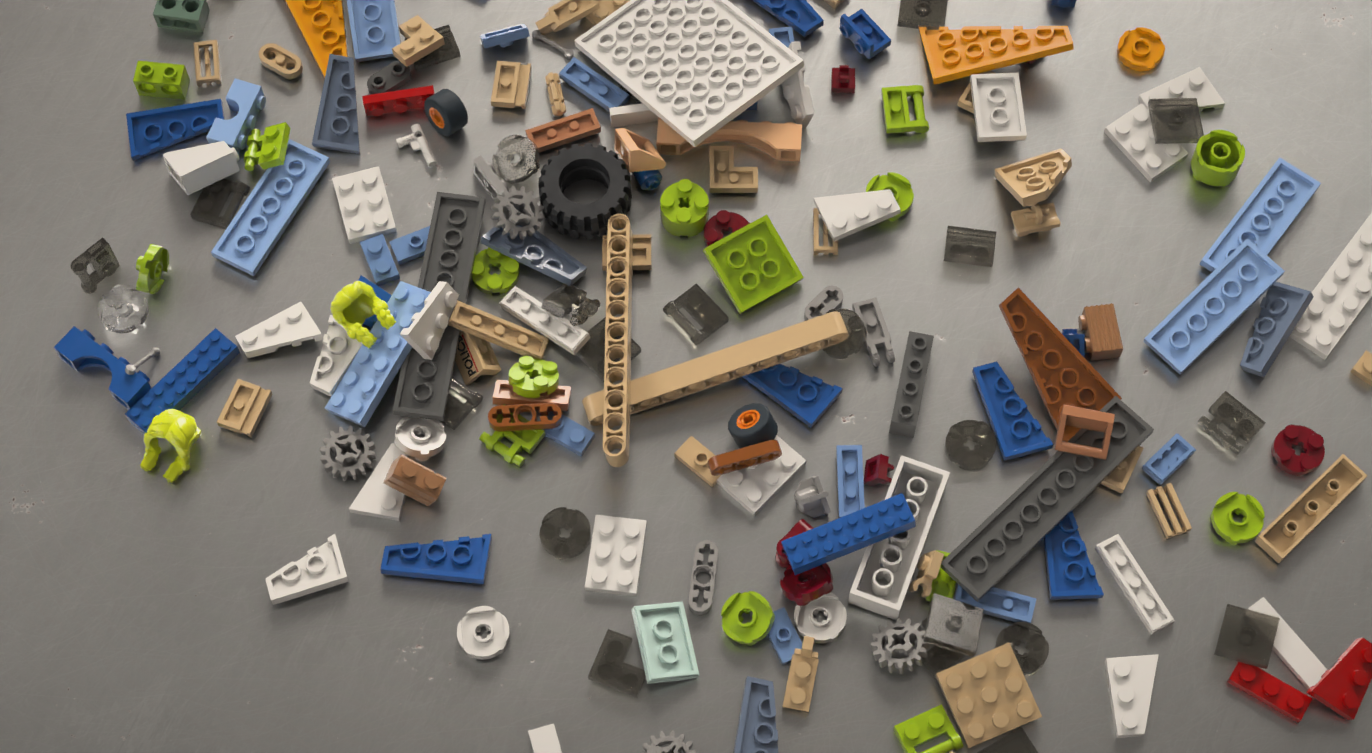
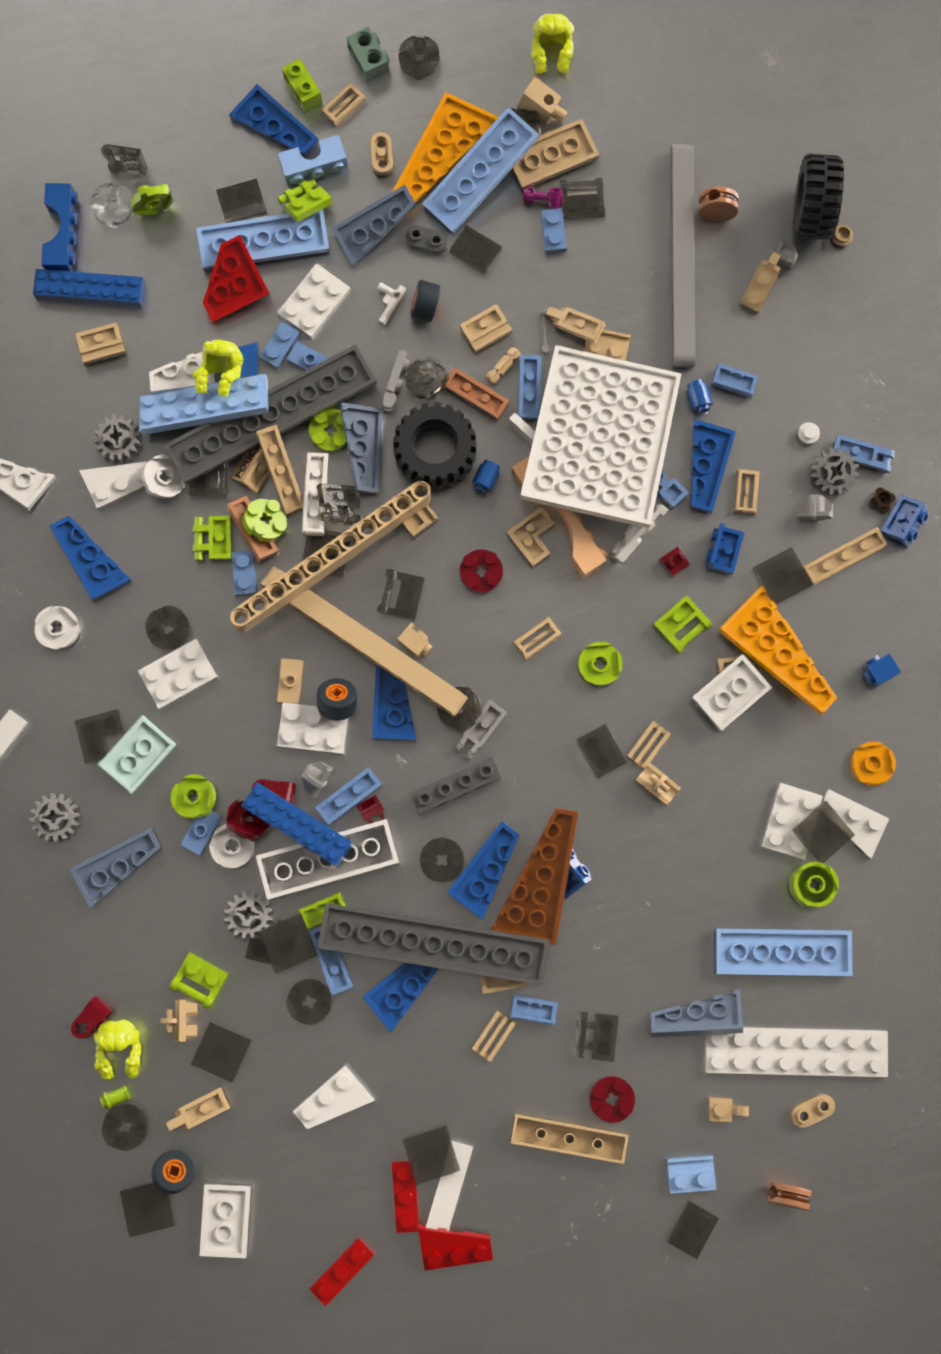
camera: 50 degrees right, 15 degrees up
(130, 369) = (65, 247): light grey hinge -> none
(178, 430) = (45, 315): neon yellow hair -> none
(201, 165) = (254, 168): white slope -> none
(282, 329) = (175, 322): white wing -> none
(289, 253) = (233, 281): none -> red plate
(396, 101) = (410, 260): red plate -> none
(414, 480) = (126, 499): medium nougat brick -> none
(420, 41) = (467, 240): tan plate -> none
(431, 322) = (241, 421): white wing -> none
(504, 36) = (521, 293): medium blue plate -> none
(526, 218) = (389, 411): light grey gear -> none
(533, 424) = (223, 521): dark orange beam -> none
(637, 151) = (482, 465): light nougat tile -> none
(684, 208) = (463, 525): lime brick -> none
(712, 561) = (192, 758): light grey beam -> none
(744, 457) = (307, 710): dark orange beam -> none
(749, 327) = (414, 641): none -> tan brick
(753, 264) = (466, 607): lime plate -> none
(801, 677) = (178, 864): tan hinge -> none
(820, 301) = (475, 674): light grey beam -> none
(856, 211) = (565, 649): white wing -> none
(928, 570) = (319, 896): tan plate -> none
(988, 695) = (255, 1002): tan plate -> none
(1000, 202) = (666, 734): none -> tan tile
(1035, 177) = (692, 760): tan plate -> none
(1084, 419) = (509, 931): nougat tile -> none
(1101, 332) = (600, 894): medium nougat brick -> none
(1134, 584) = (418, 1048): white tile -> none
(1213, 306) = (682, 963): light blue plate -> none
(1234, 531) = (527, 1102): lime plate -> none

